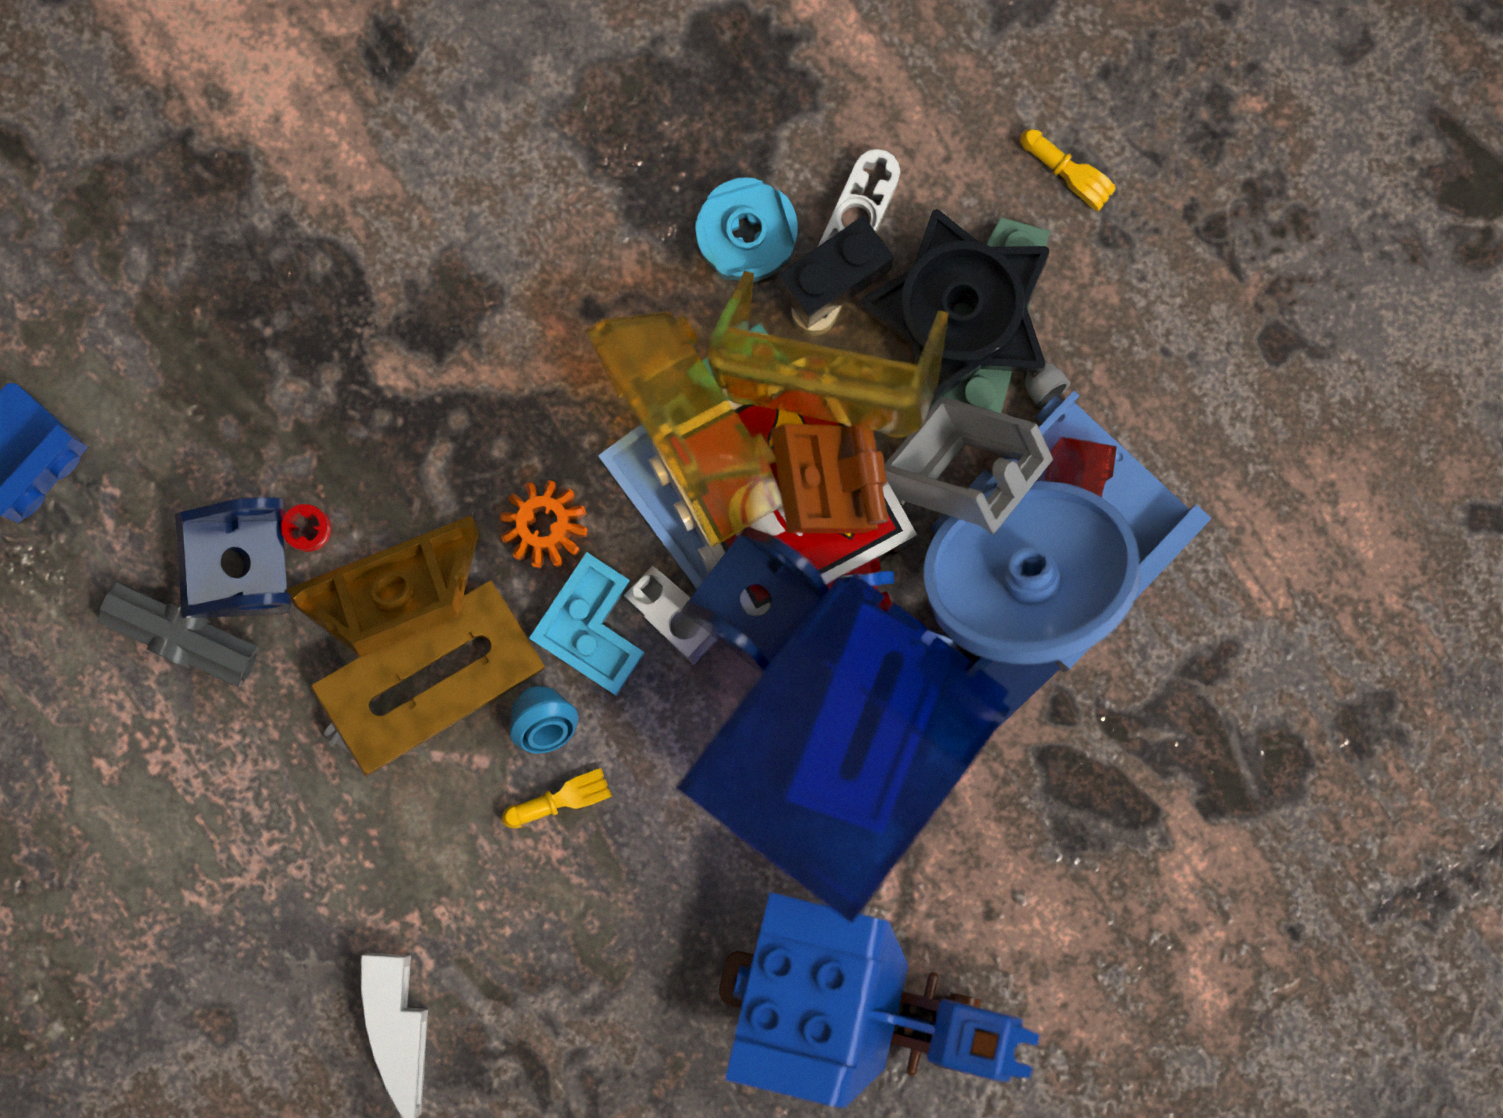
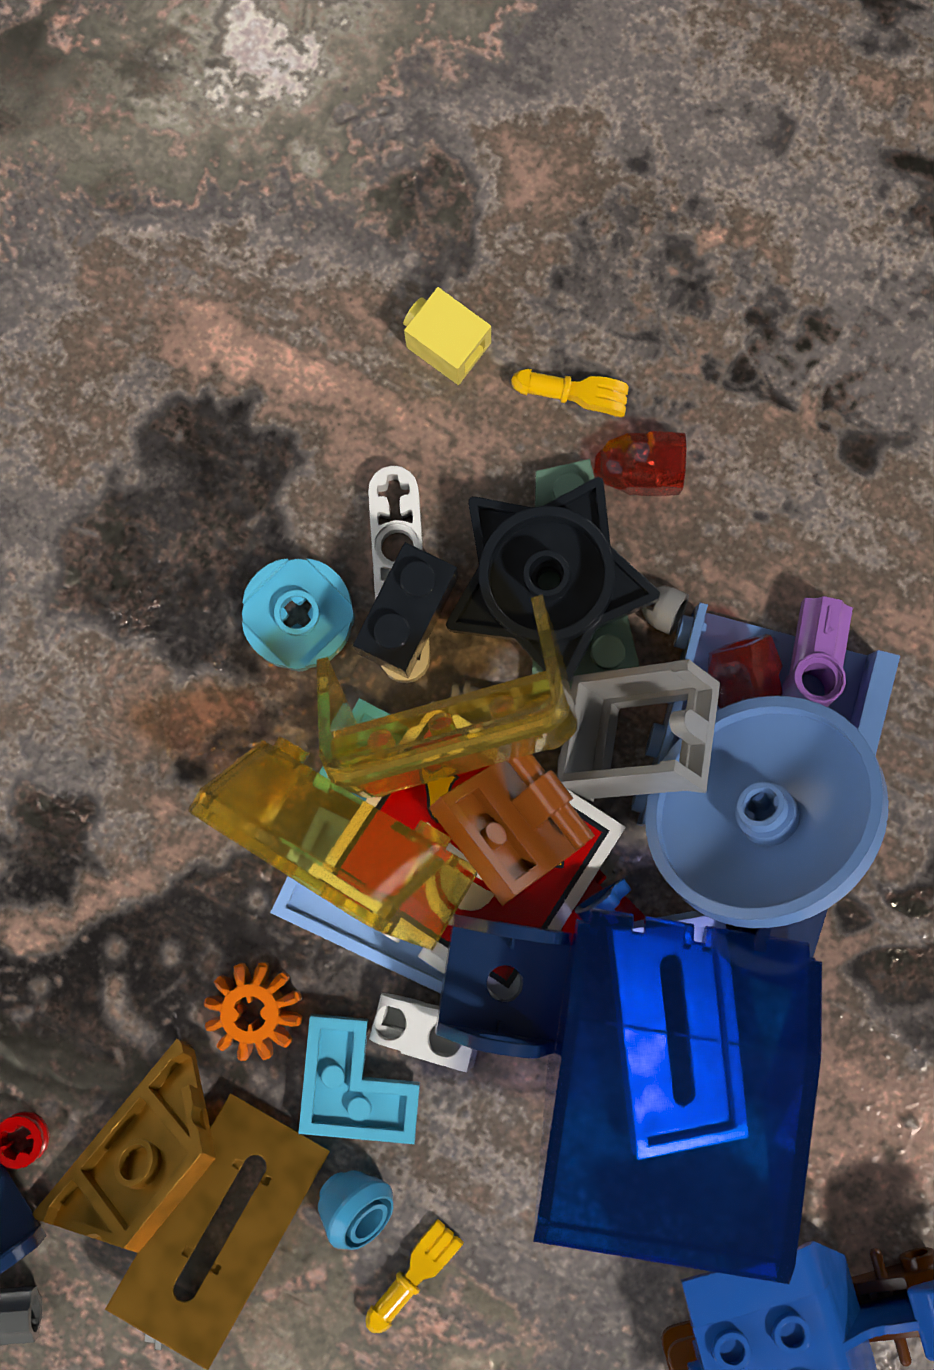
camera: 25 degrees left, 0 degrees up
(988, 68) = (446, 334): none -> light yellow brick
(1091, 257) = (644, 463): none -> clear red rock
(1153, 479) = (819, 648): none -> medium lavender piece

